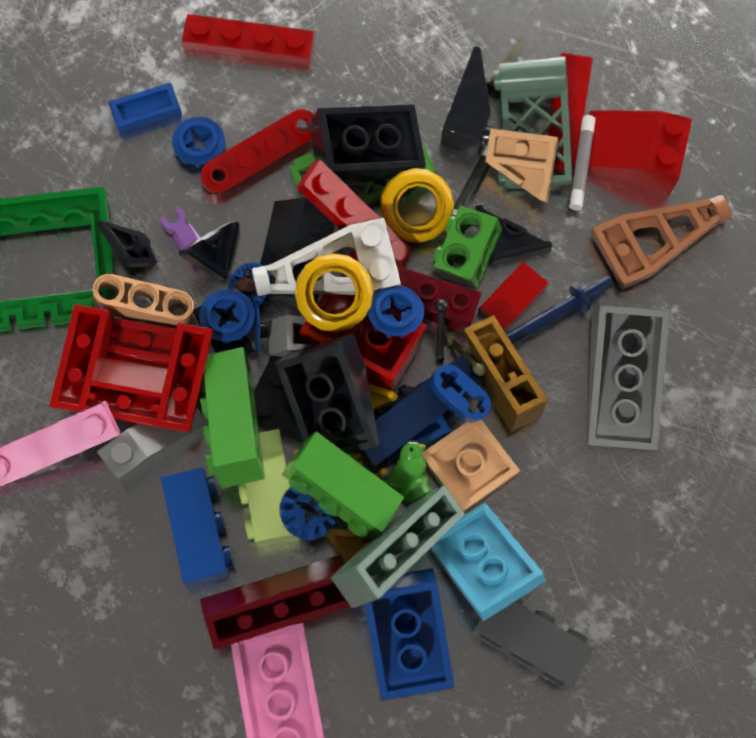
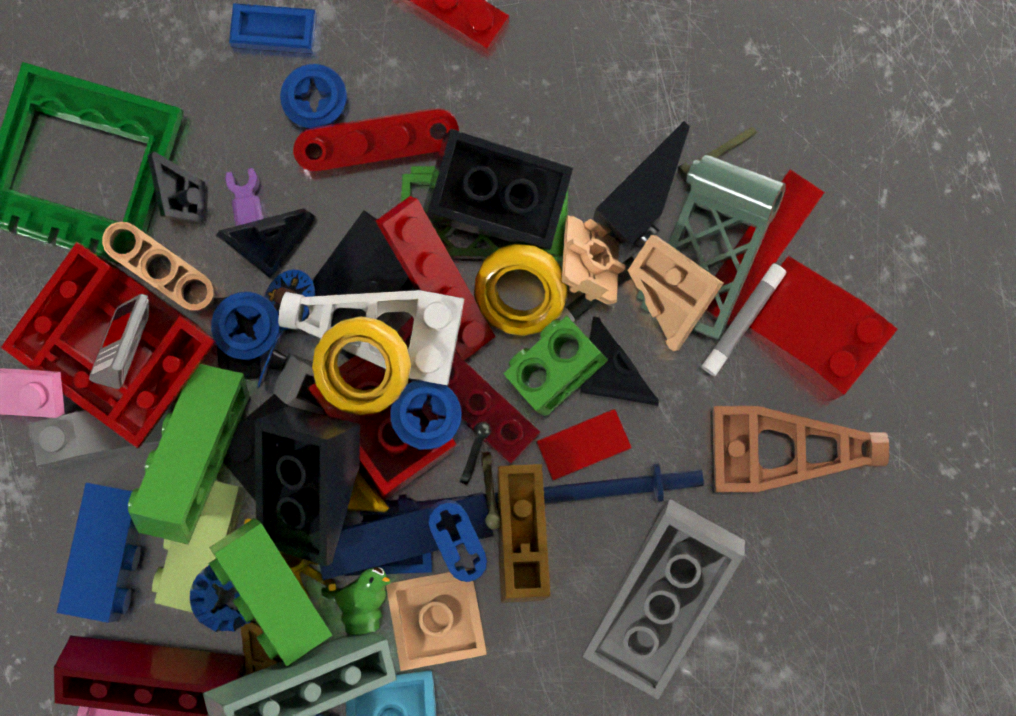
camera: 30 degrees right, 10 degrees up
(141, 361) = (121, 342): none -> light grey slope
(456, 165) = (591, 260): none -> light nougat piece

